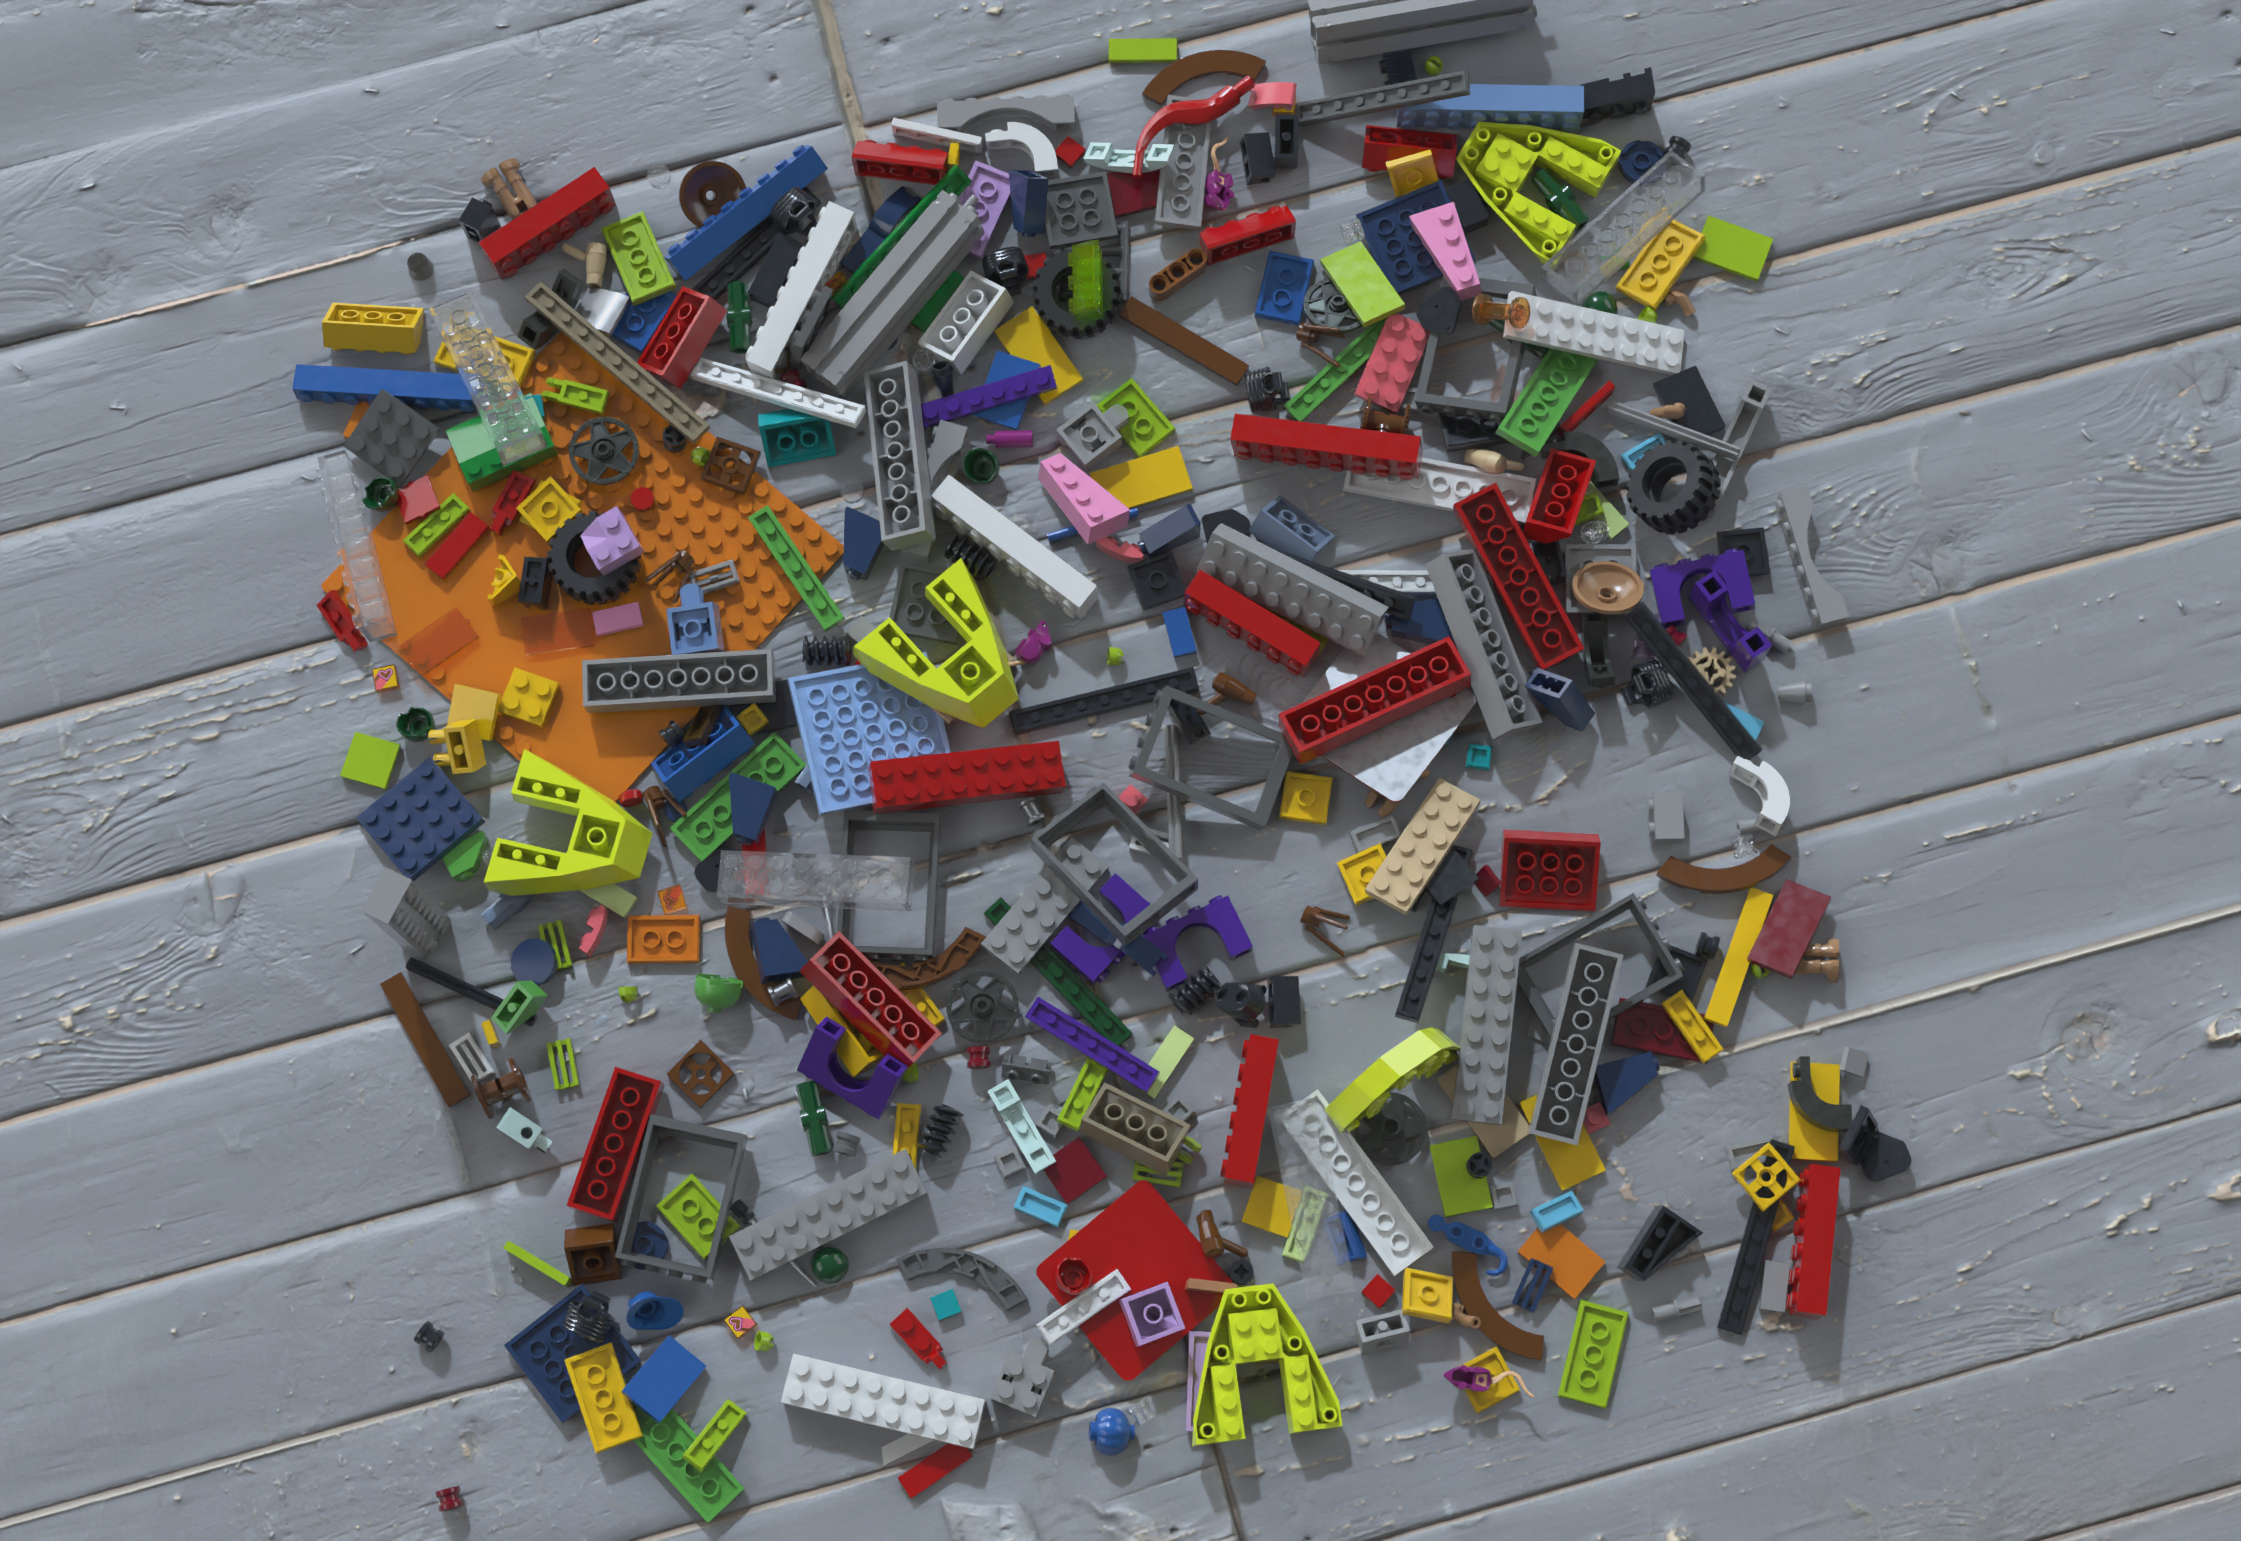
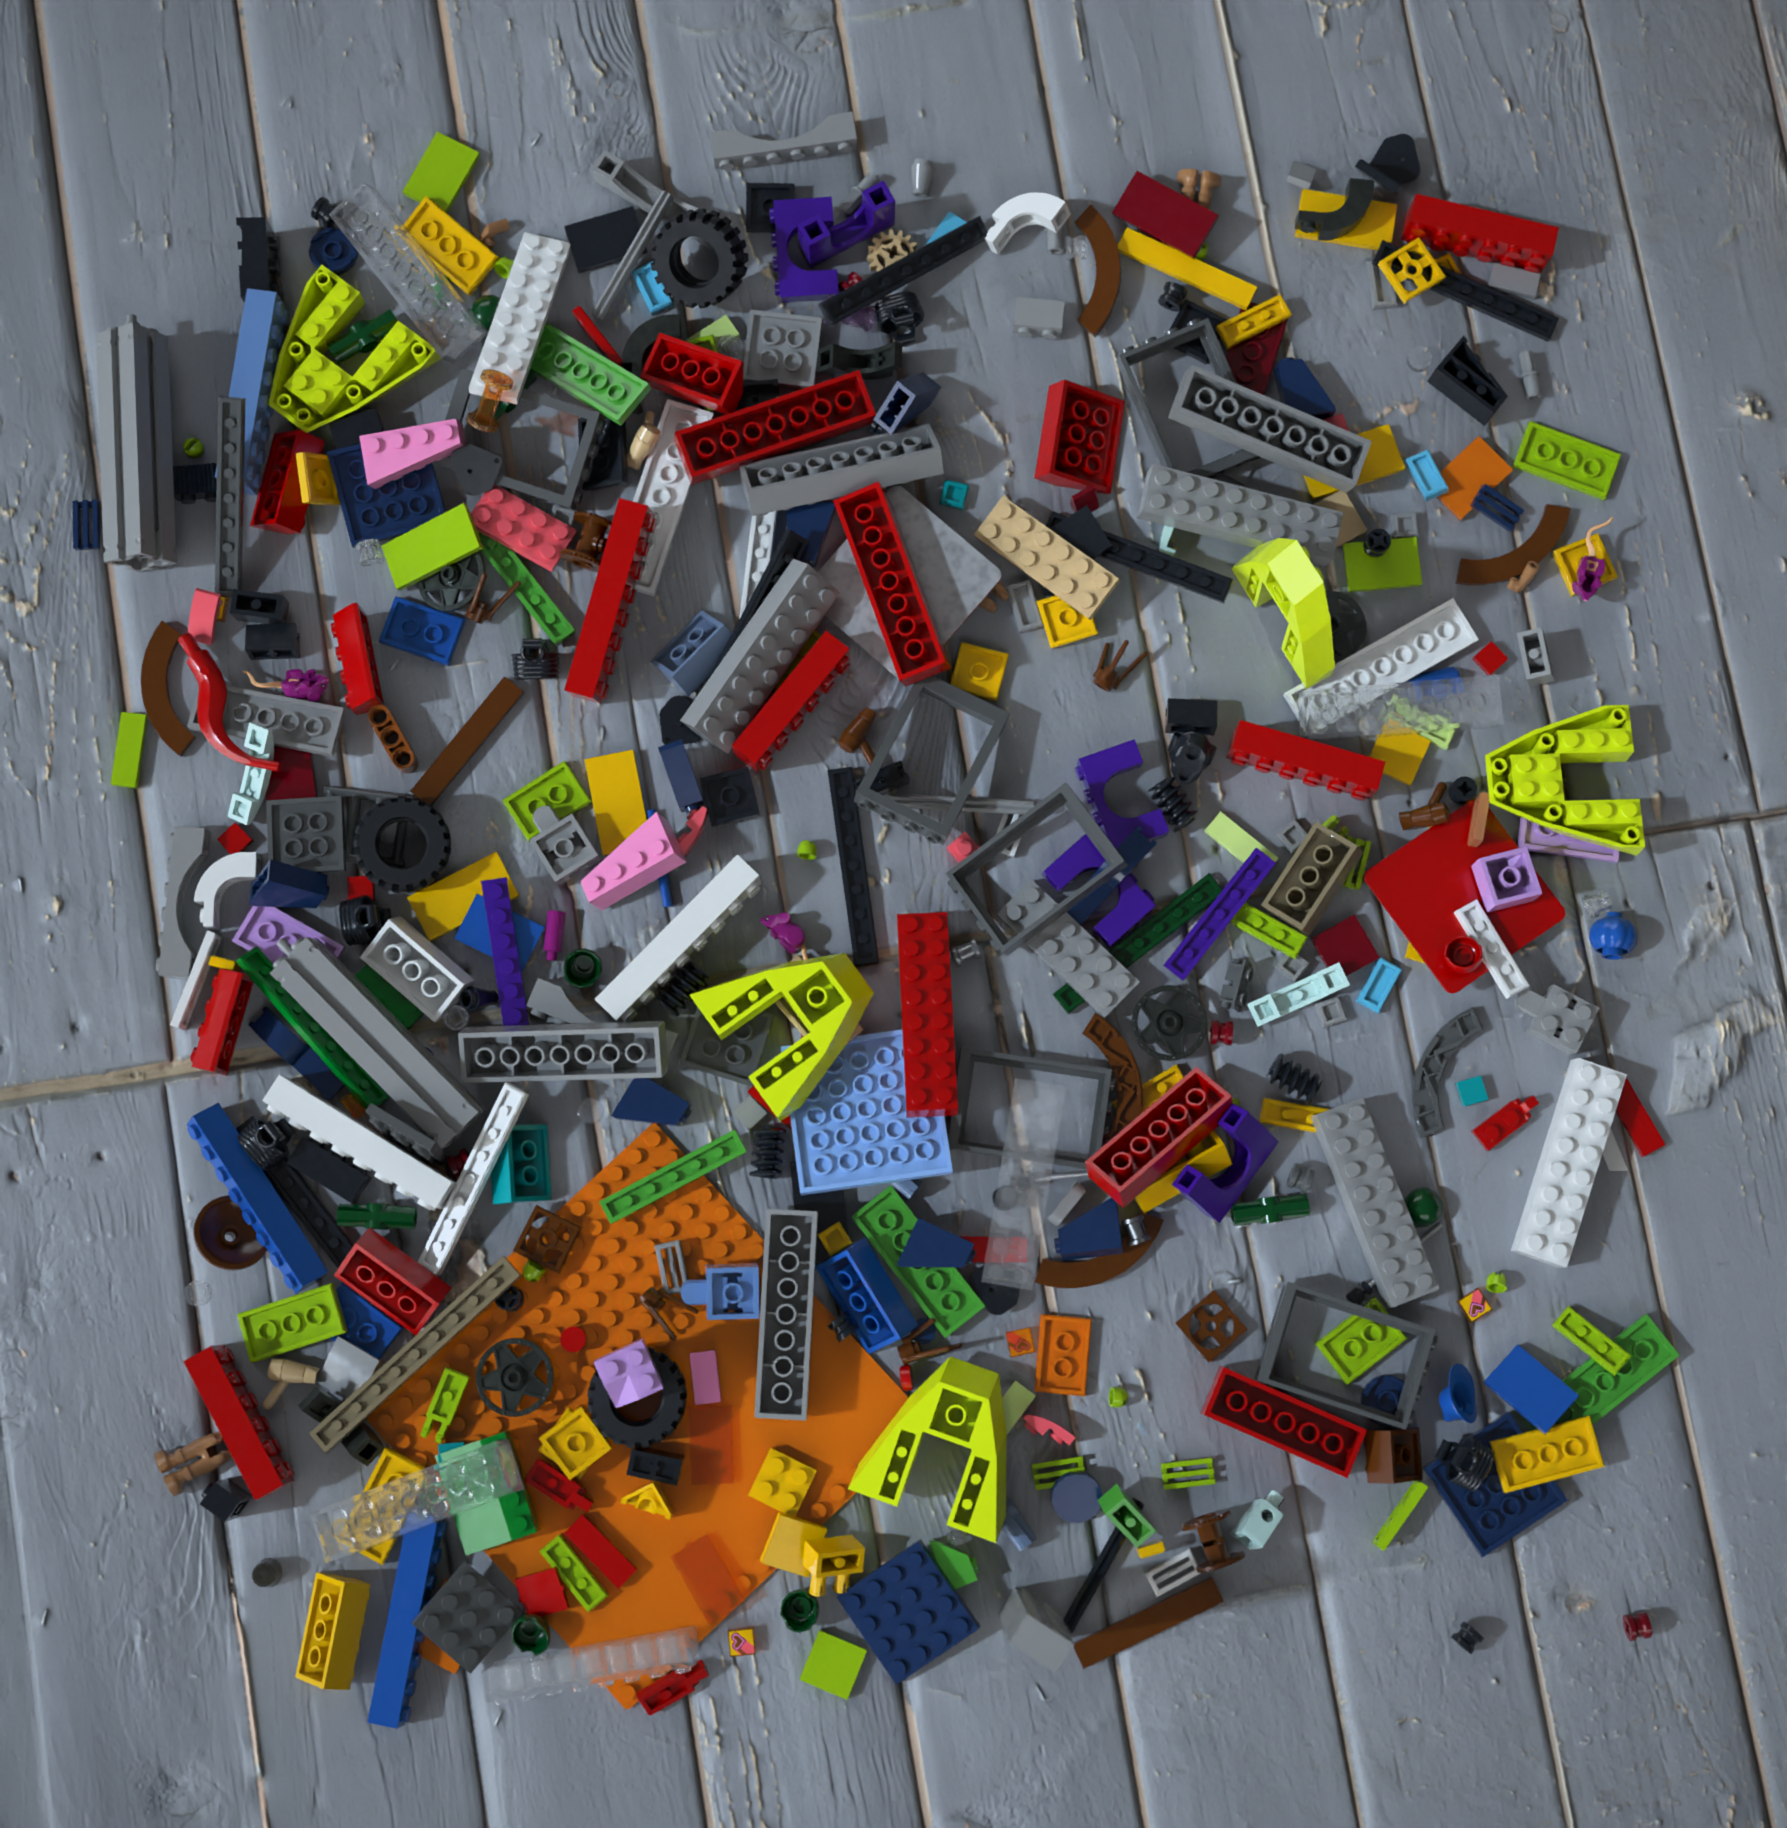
camera: 90 degrees left, 5 degrees up
(702, 726) = (837, 1293): dark brown tile -> none
(717, 992) = (1128, 1301): bright green cylinder -> none
(1086, 280) = (397, 826): clear neon green slope -> none
(1179, 632) = (788, 780): blue tile -> none
(1427, 1295) = (1502, 609): yellow tile -> none
(1470, 1240) = (1446, 563): blue piece -> none
(1607, 587) = (797, 338): medium nougat dish -> none
(1669, 411) = (612, 258): medium nougat arm -> none

